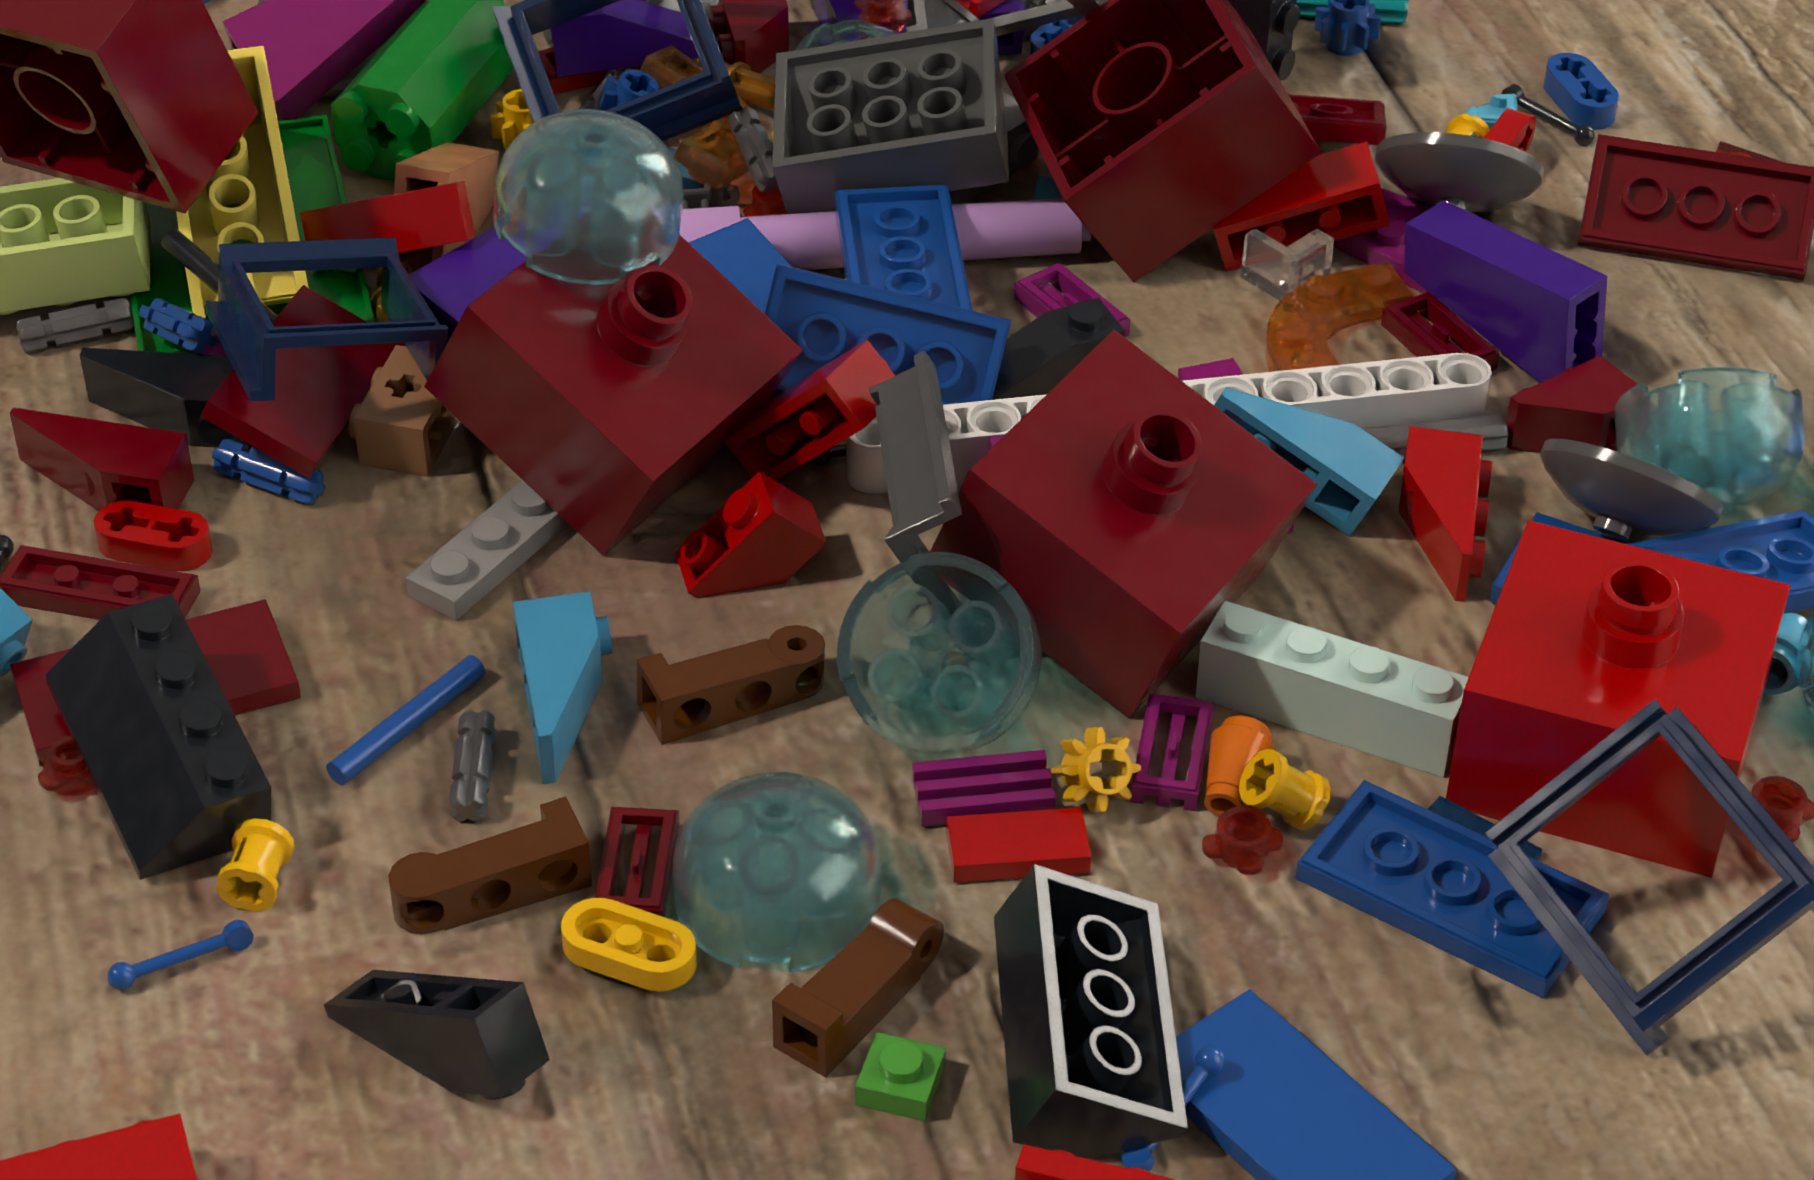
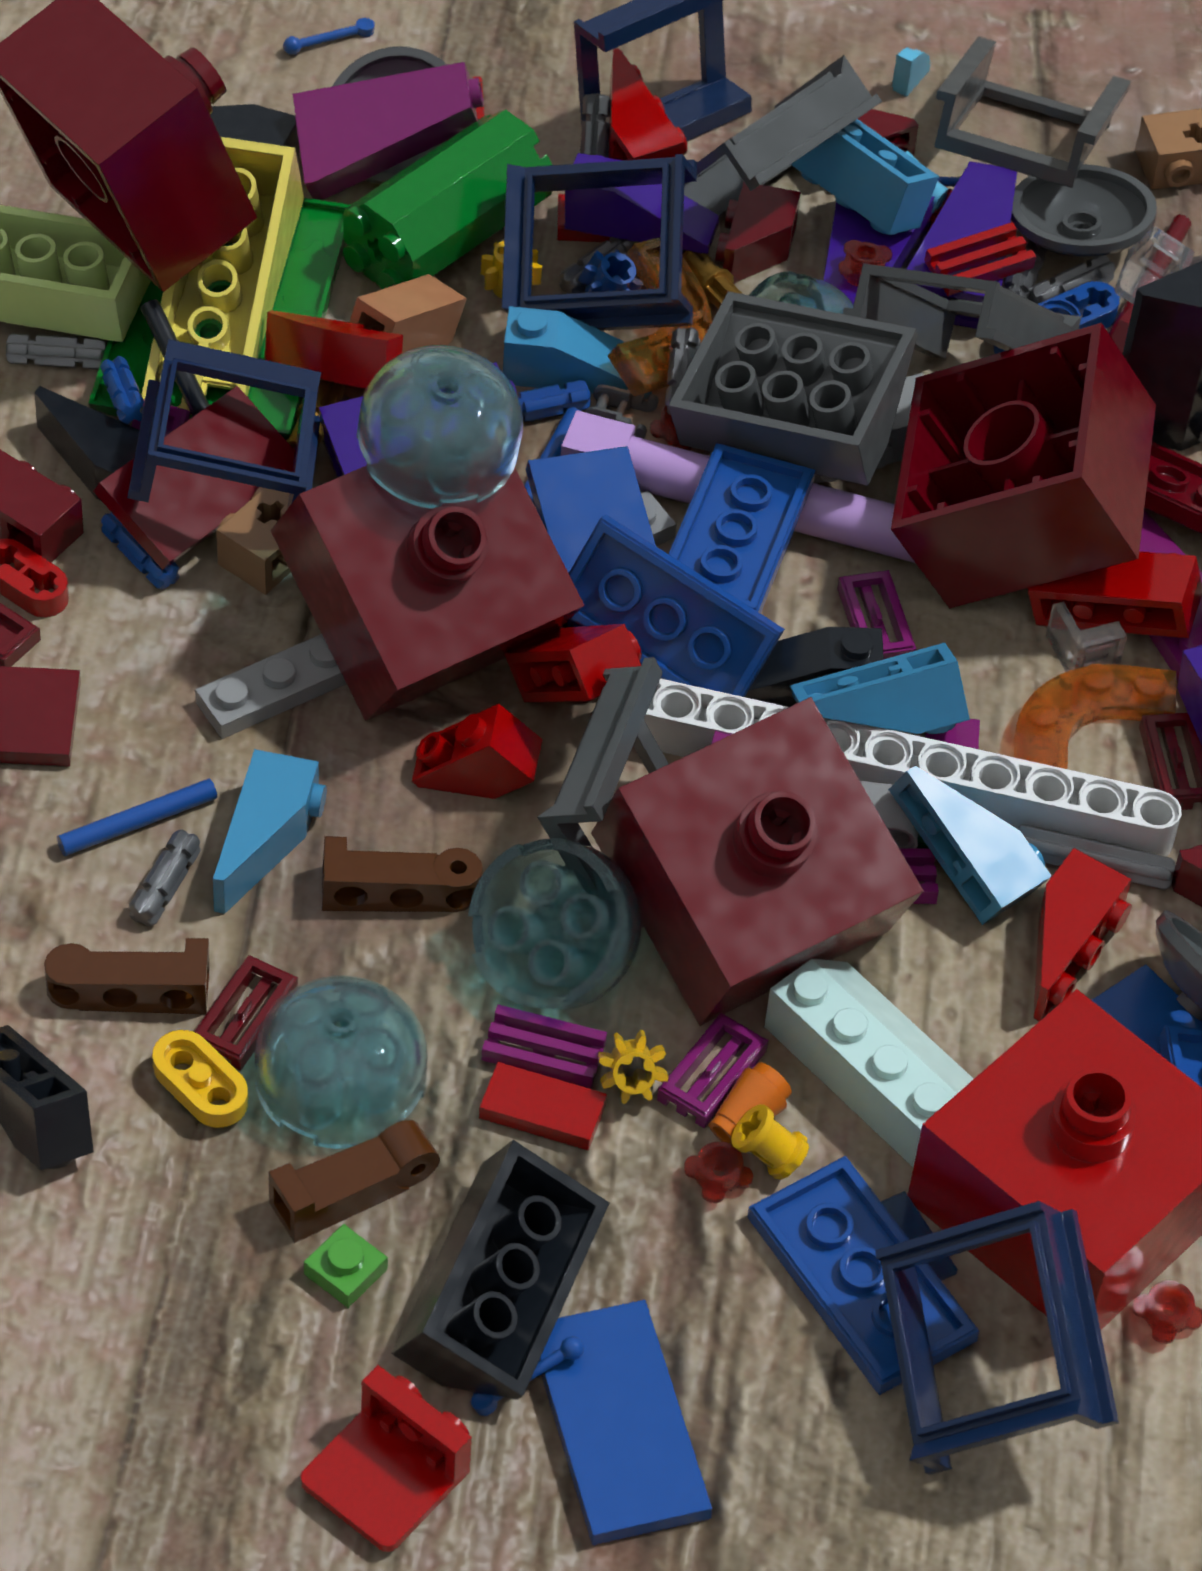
camera: 20 degrees right, 10 degrees up
(1174, 329) = (899, 693): none -> dark azure slope

